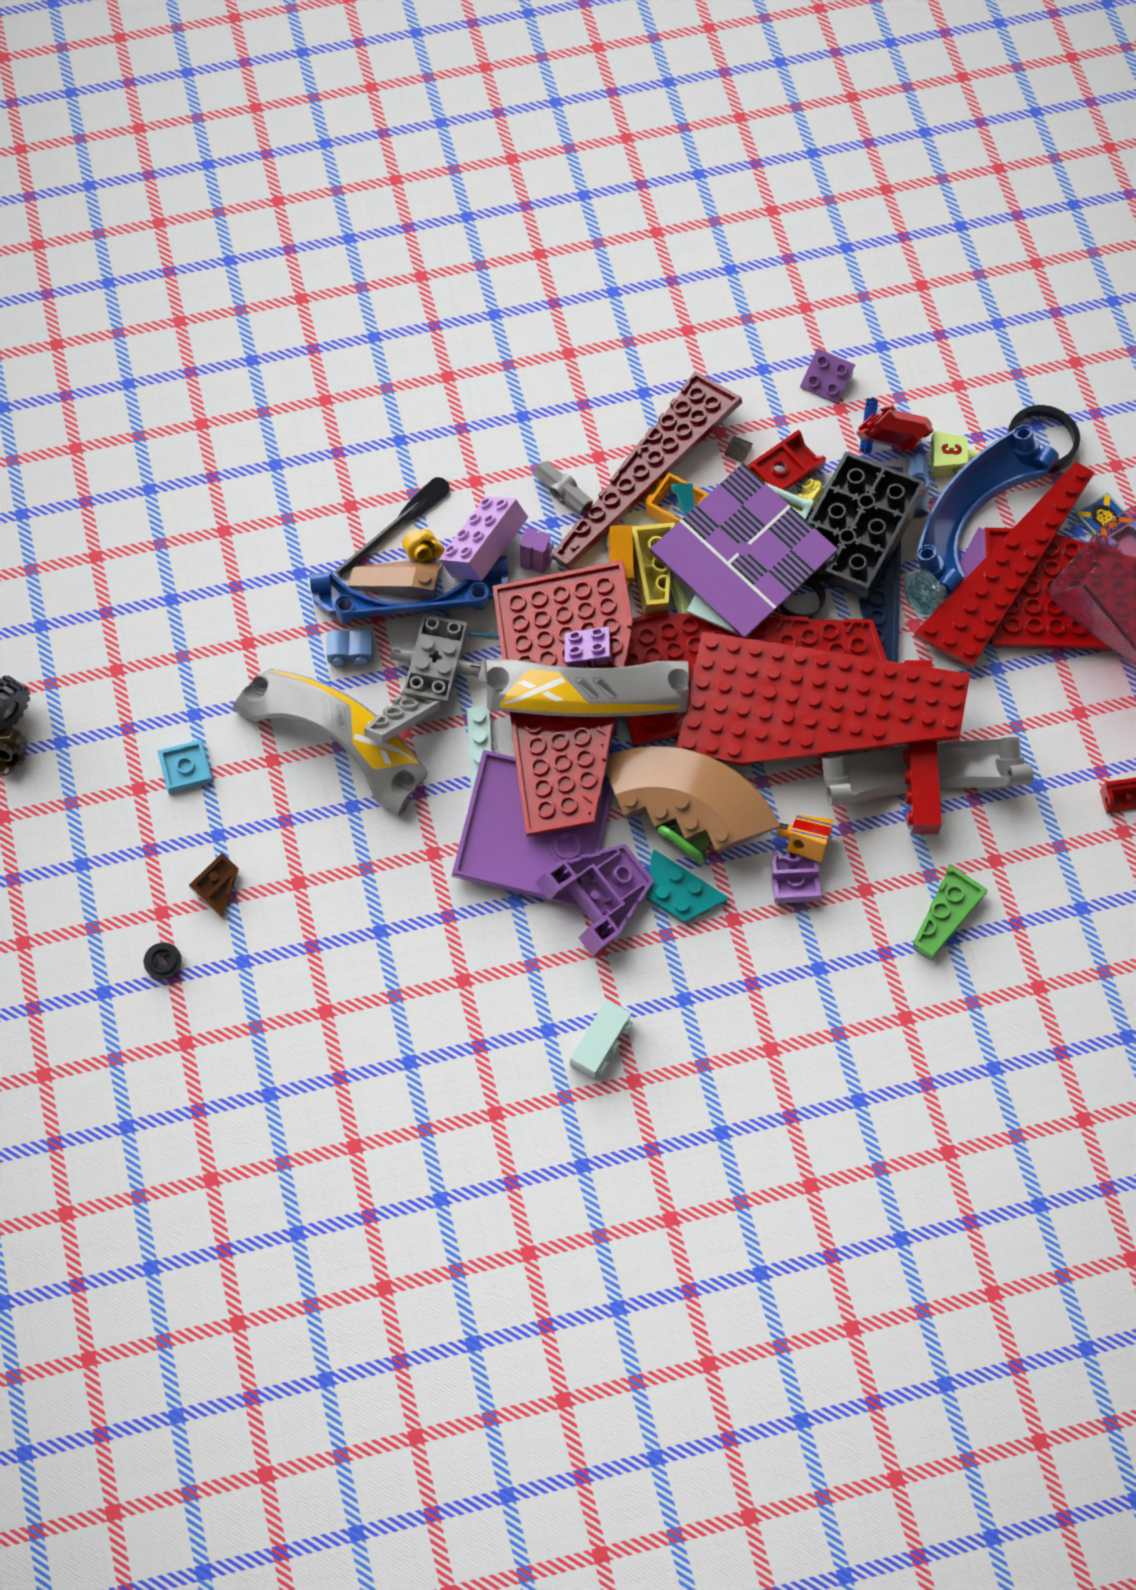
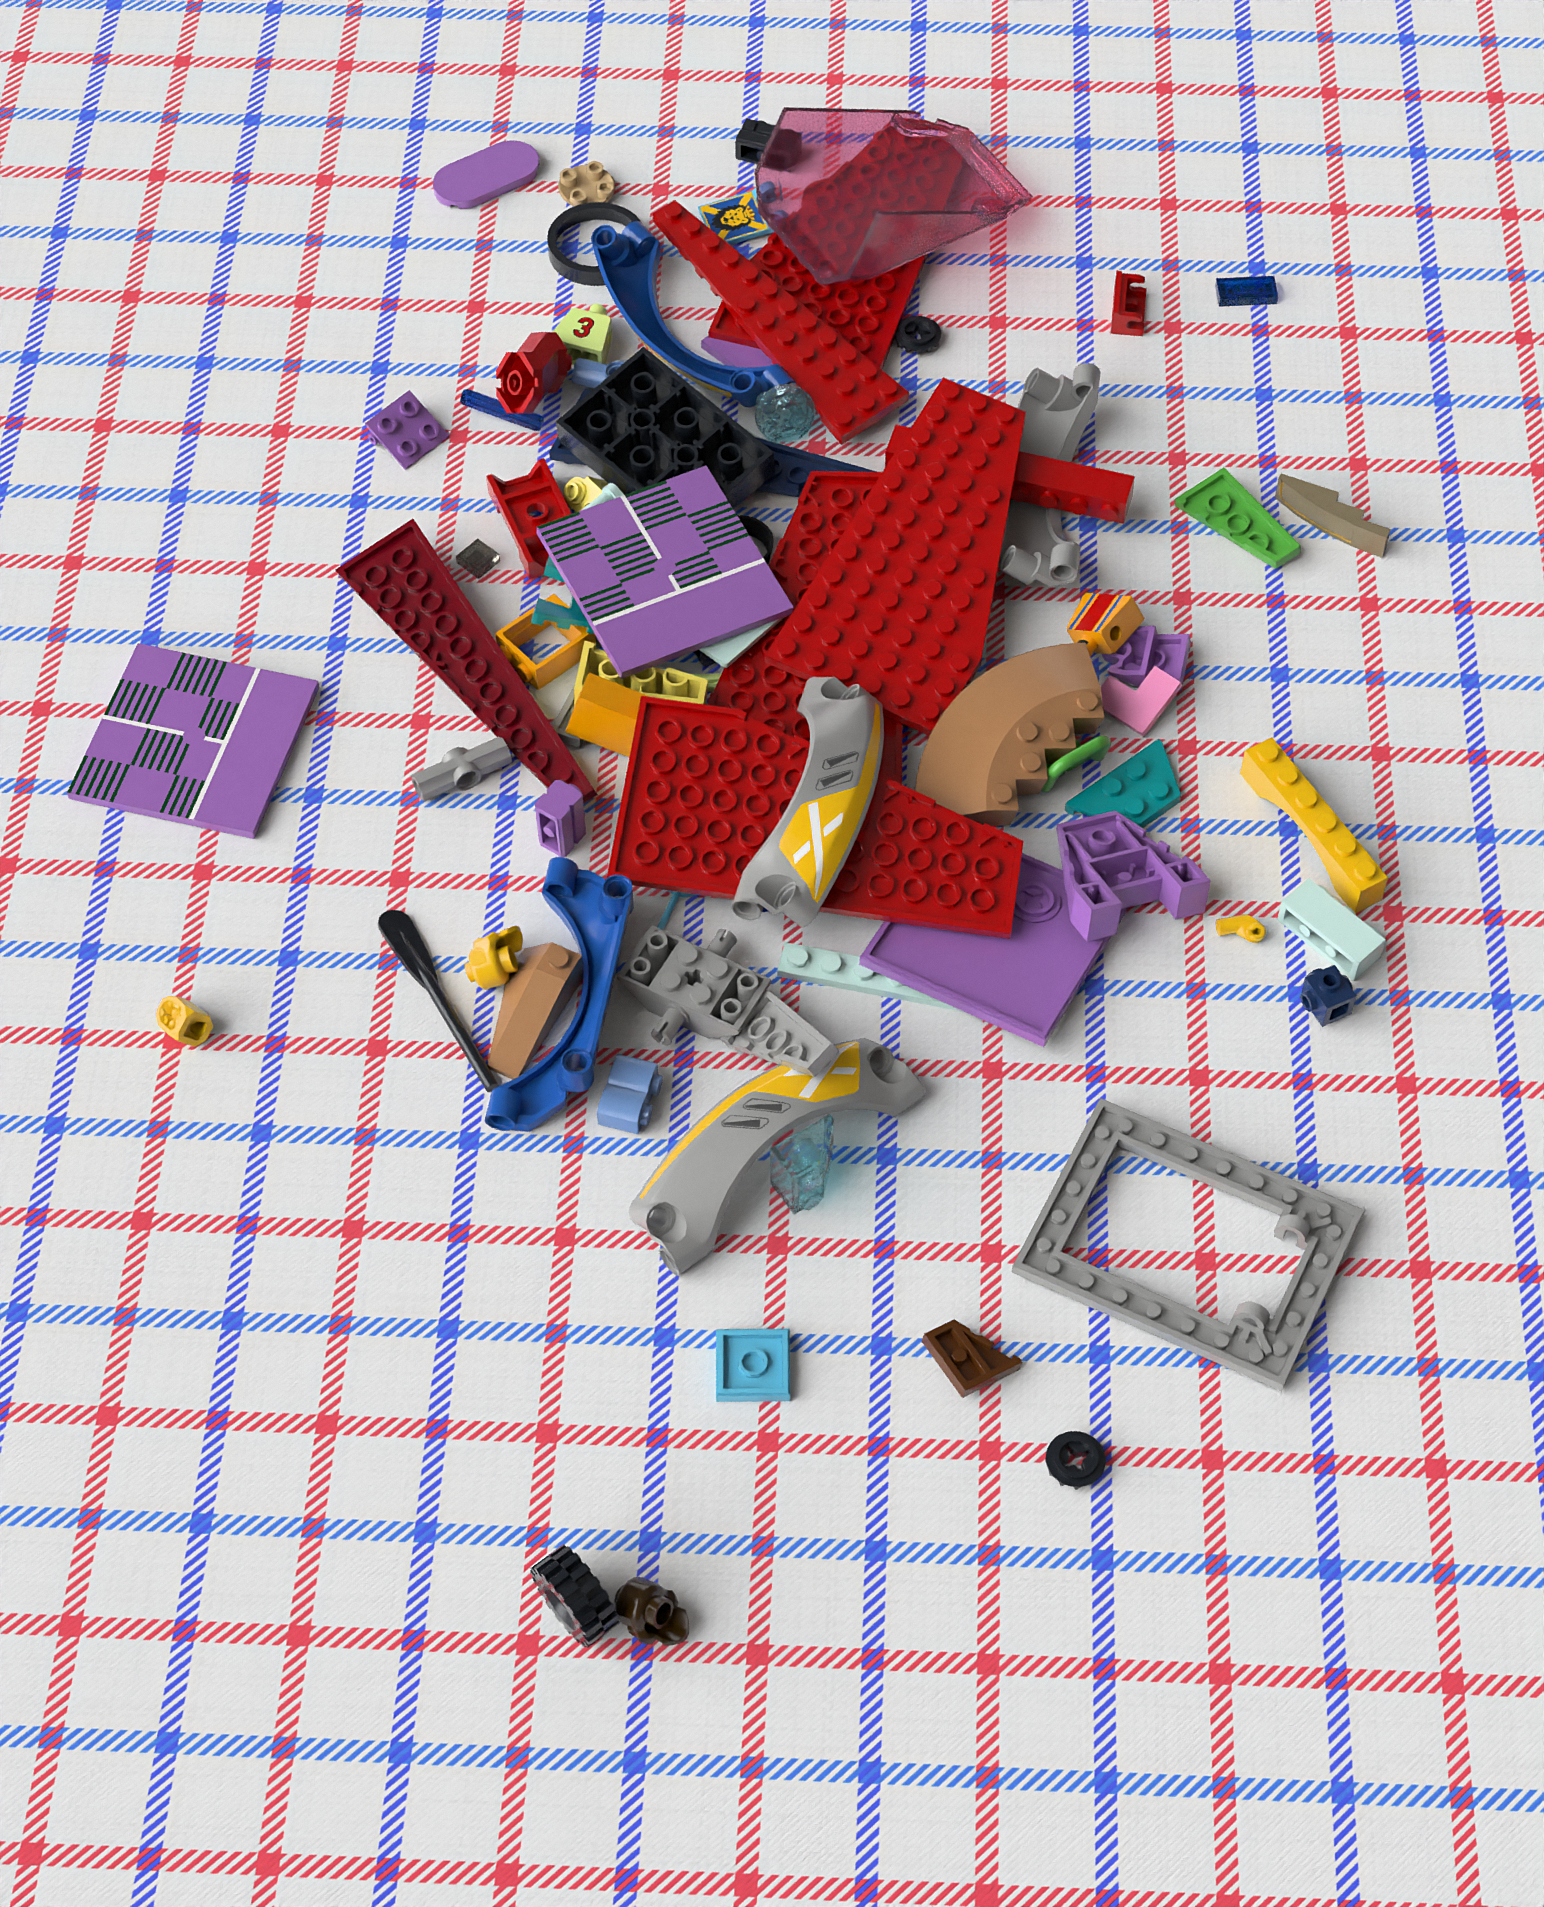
camera: 70 degrees left, 10 degrees down
(266, 1048) = (1258, 1352): none -> light grey plate
(318, 756) = (803, 1165): none -> clear light blue slope
(333, 398) = (183, 1020): none -> yellow rock
(483, 538) = (518, 874): lavender brick -> none
(541, 340) = (194, 740): none -> medium lavender tile
(542, 1044) = (1328, 995): none -> dark blue brick
(587, 646) = (762, 770): medium lavender hinge -> none
(589, 984) = (1242, 925): none -> yellow arm
(682, 1010) = (1349, 865): none -> yellow arch
(751, 878) = (1140, 707): none -> bright pink tile
(976, 968) = (1341, 521): none -> dark tan slope
(1045, 654) = (926, 327): none -> black gear
(1080, 355) = (486, 174): none -> medium lavender tile
(1094, 417) = (586, 184): none -> tan dish

